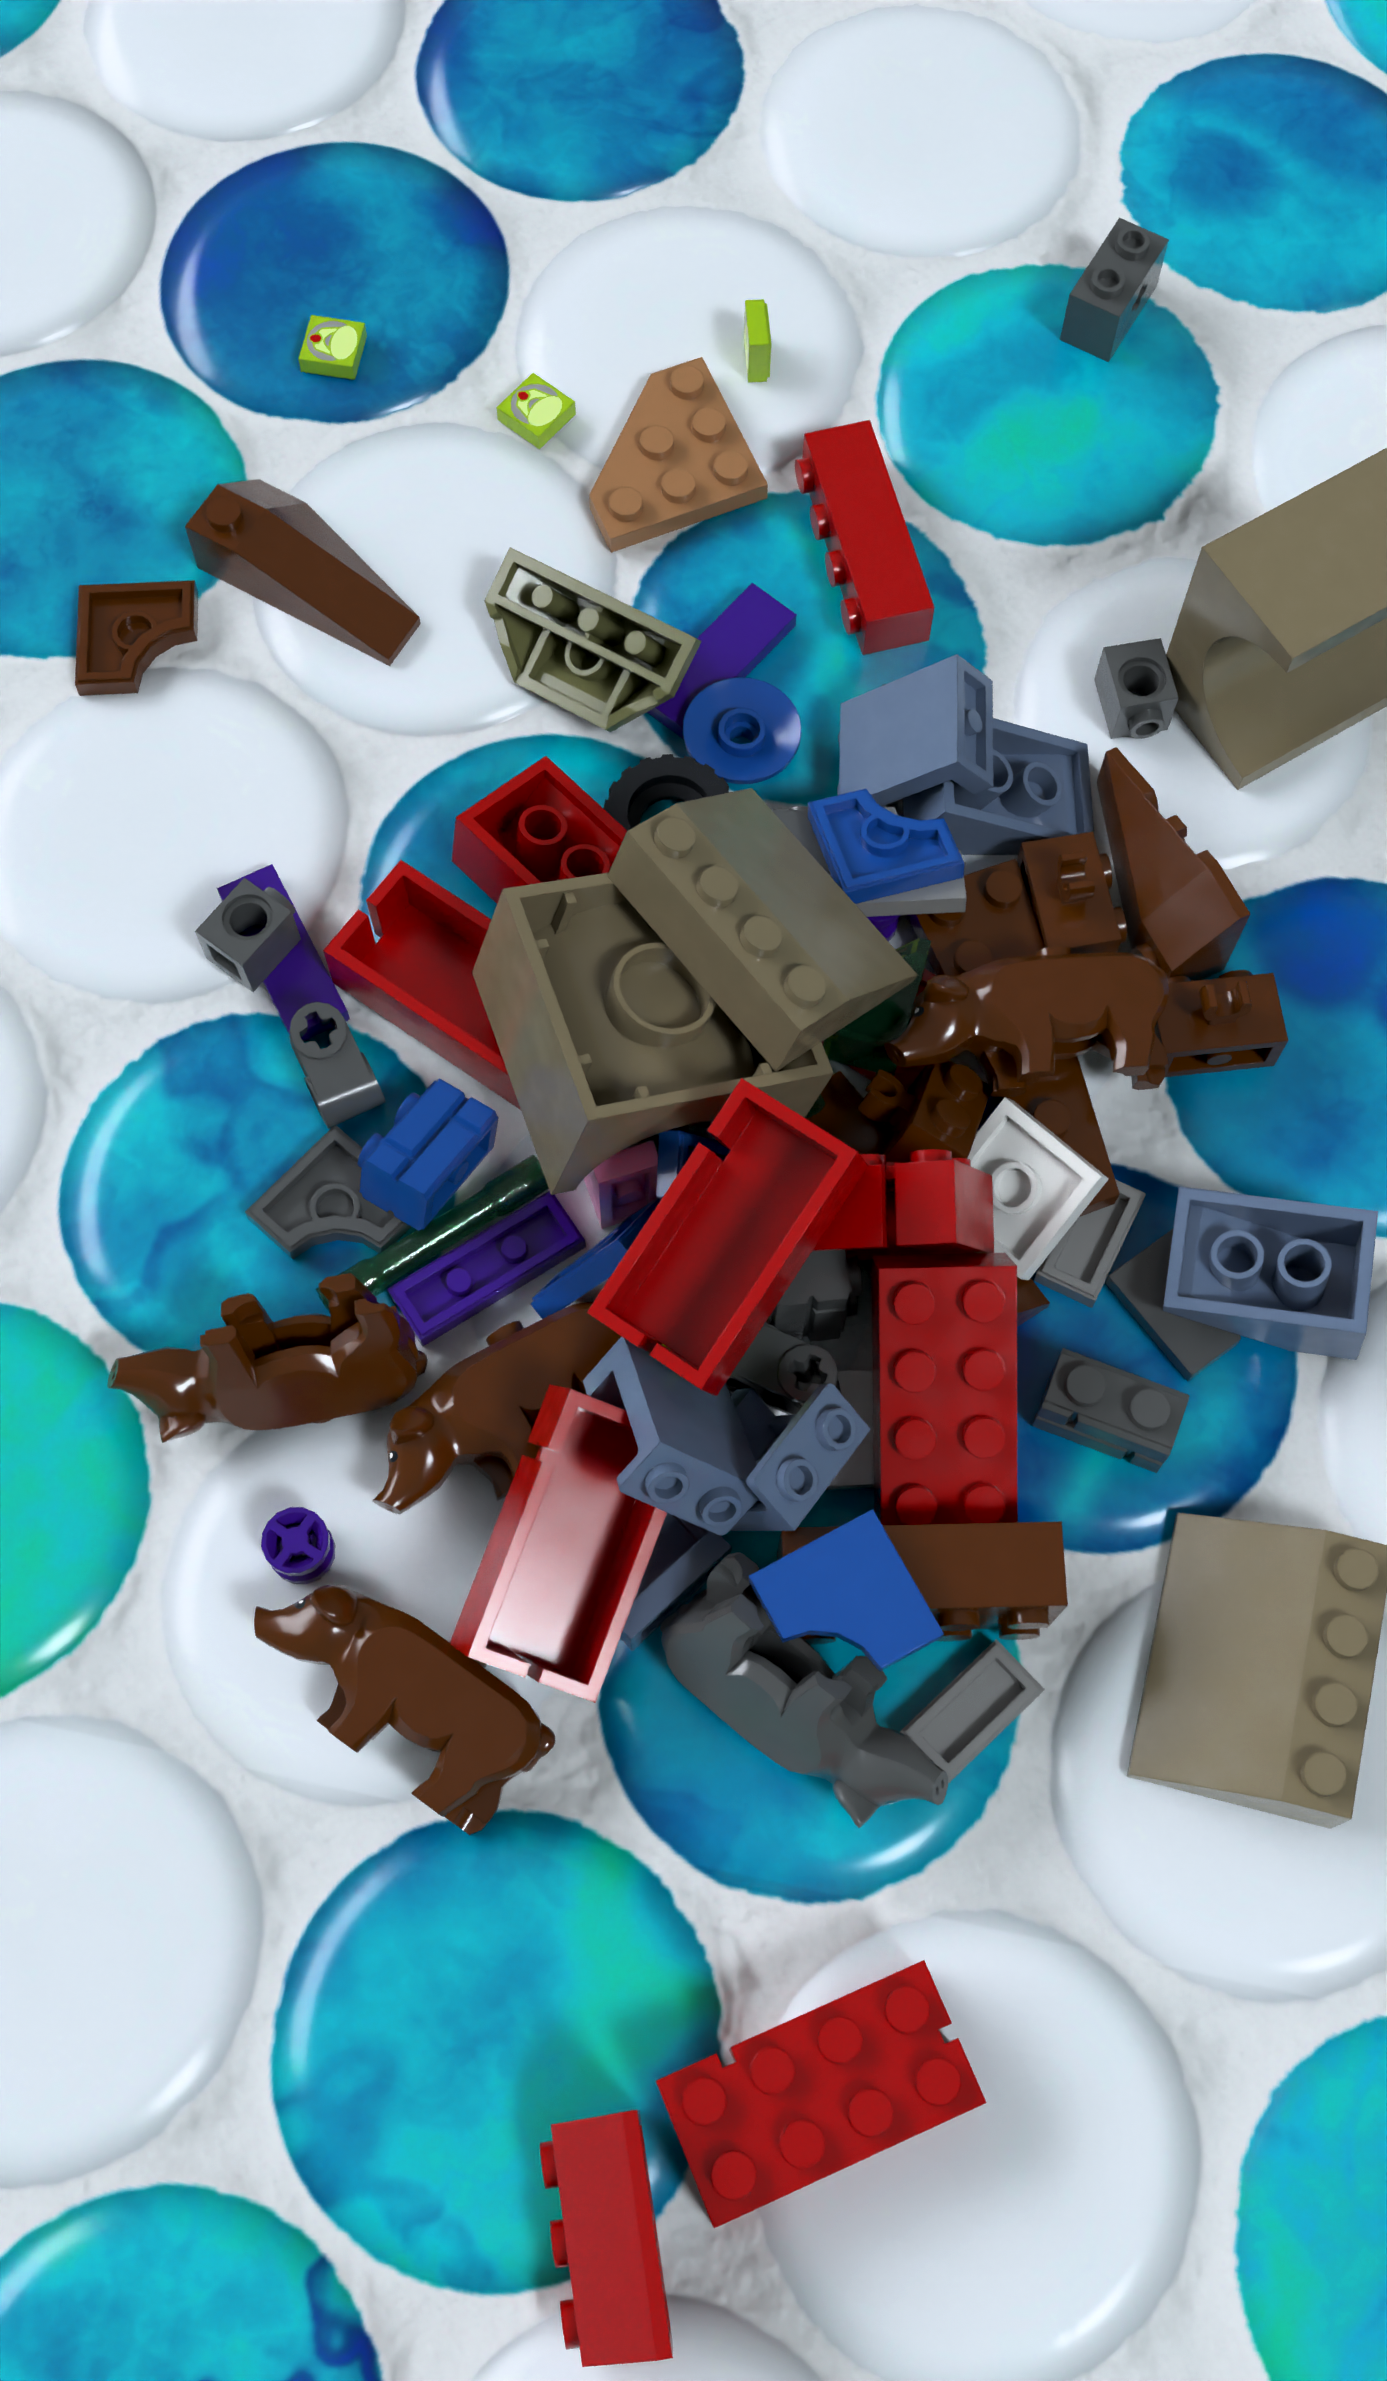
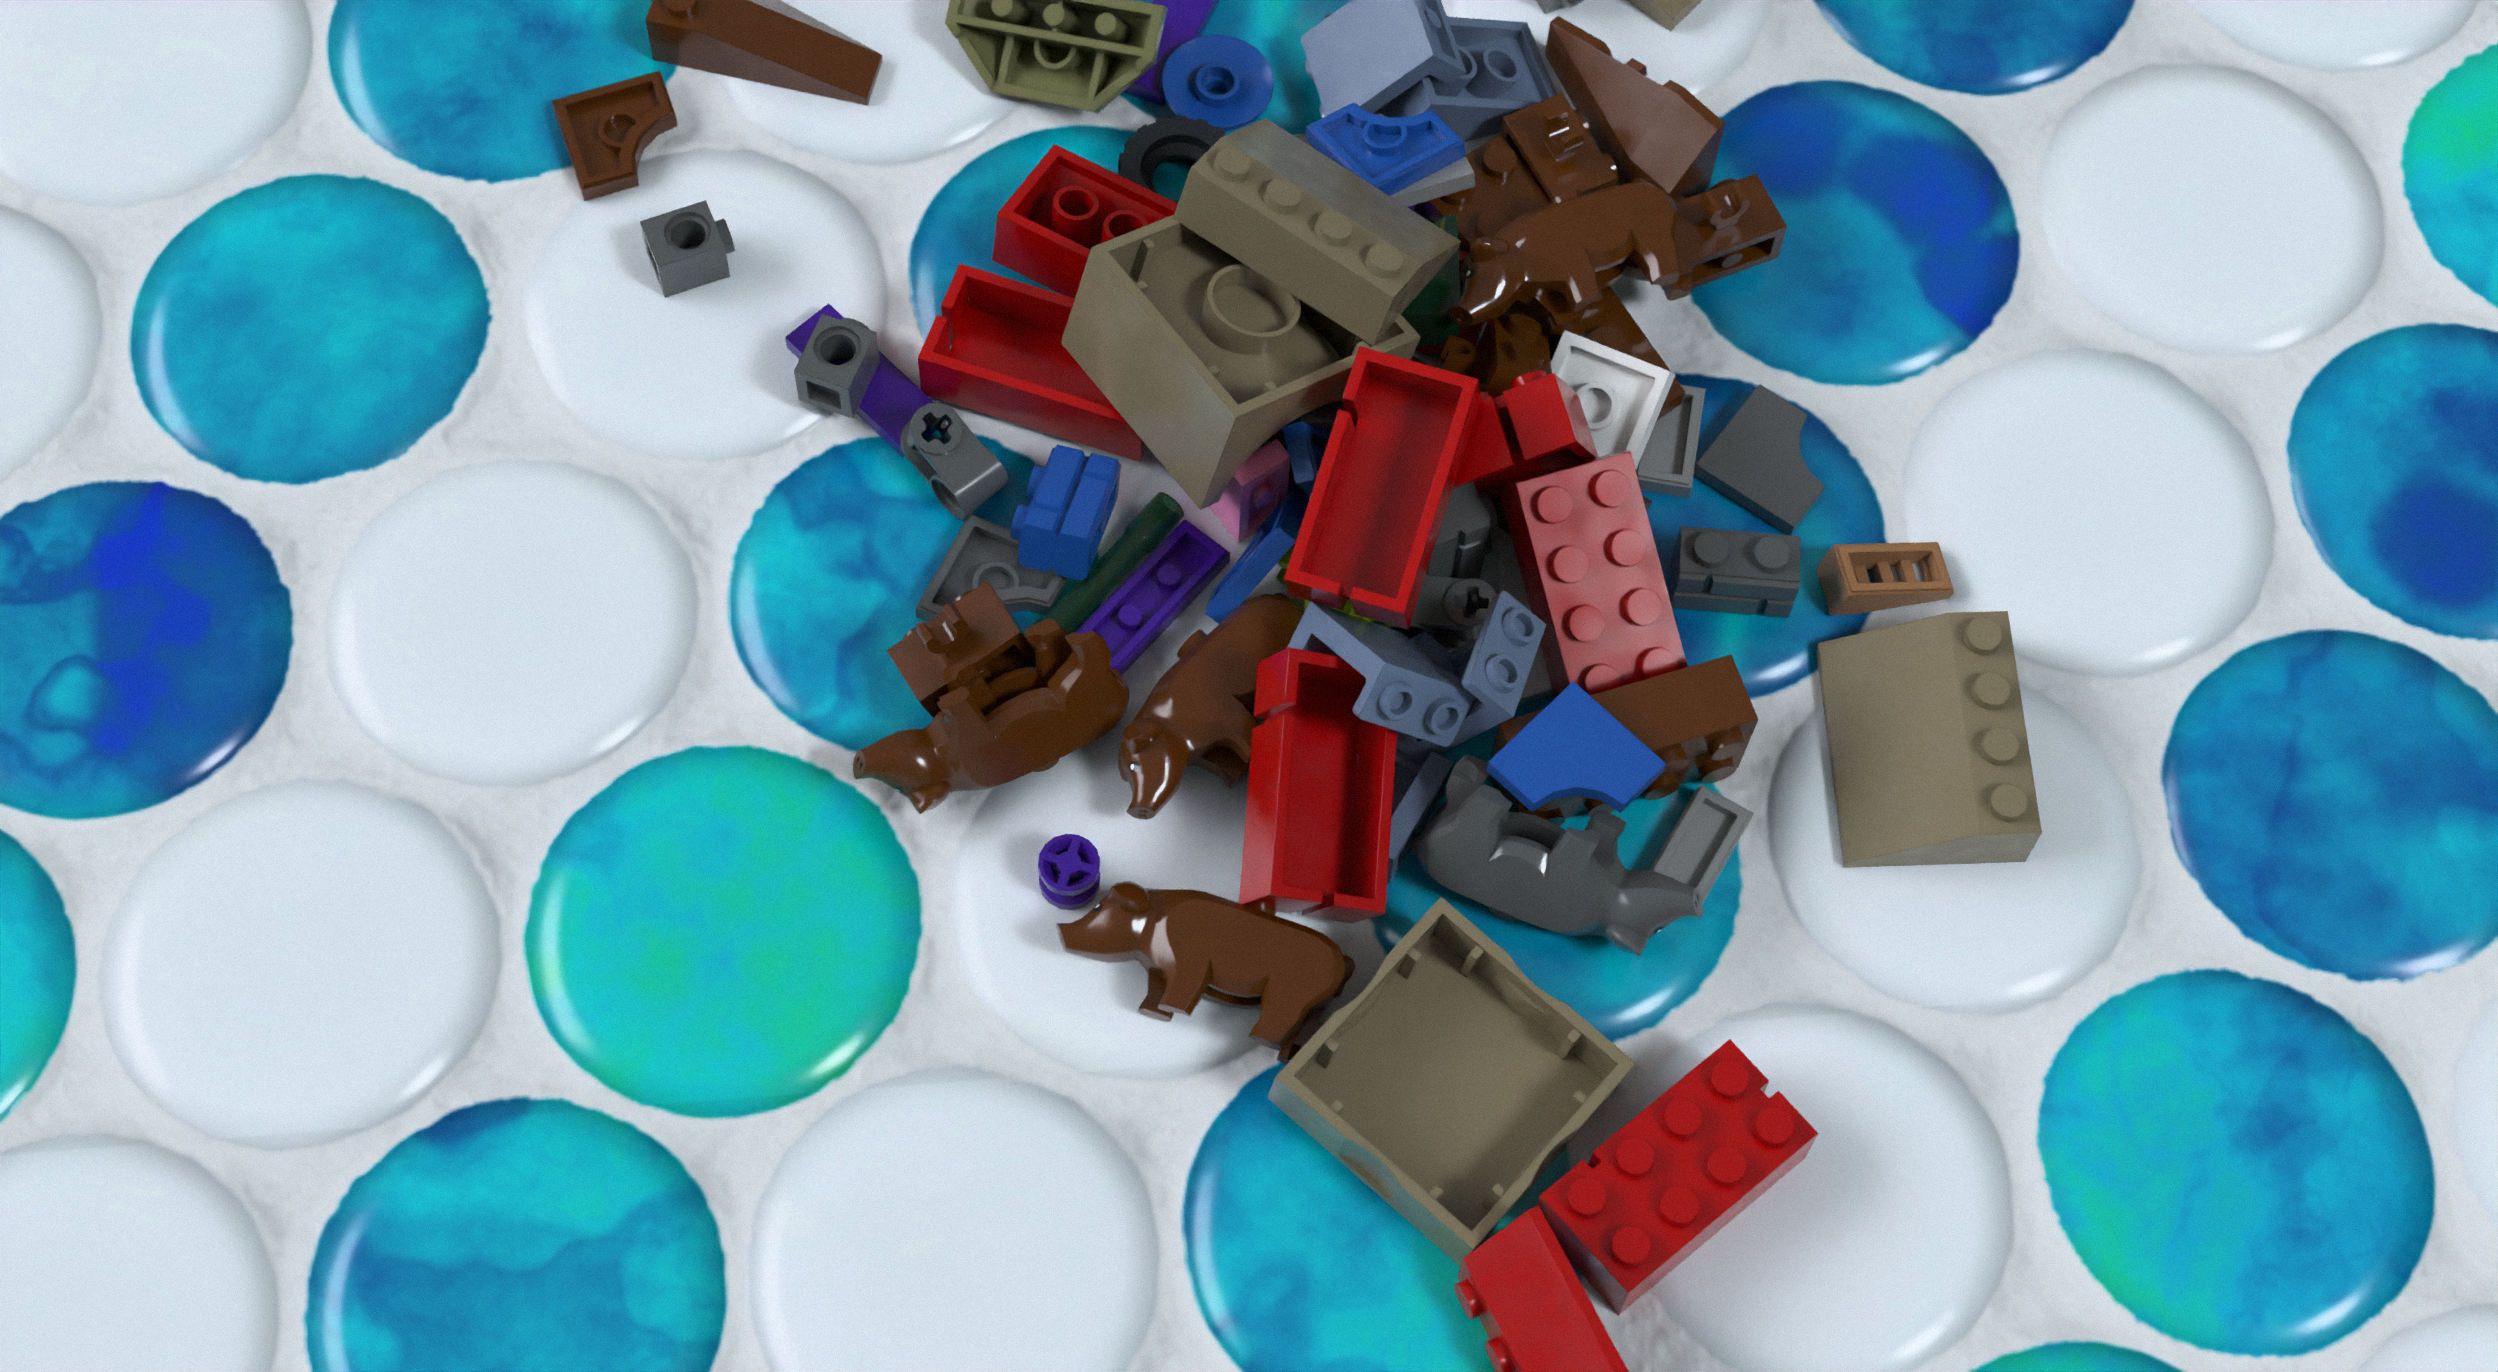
camera: 20 degrees left, 5 degrees down
(141, 751) = (691, 268): none -> dark grey brick
(272, 1263) = (971, 629): none -> reddish brown brick
(610, 1911) = (1450, 1081): none -> dark tan tile
(1232, 1457) = (1848, 586): none -> medium nougat slope
(1273, 1270) = (1837, 419): sand blue slope -> none

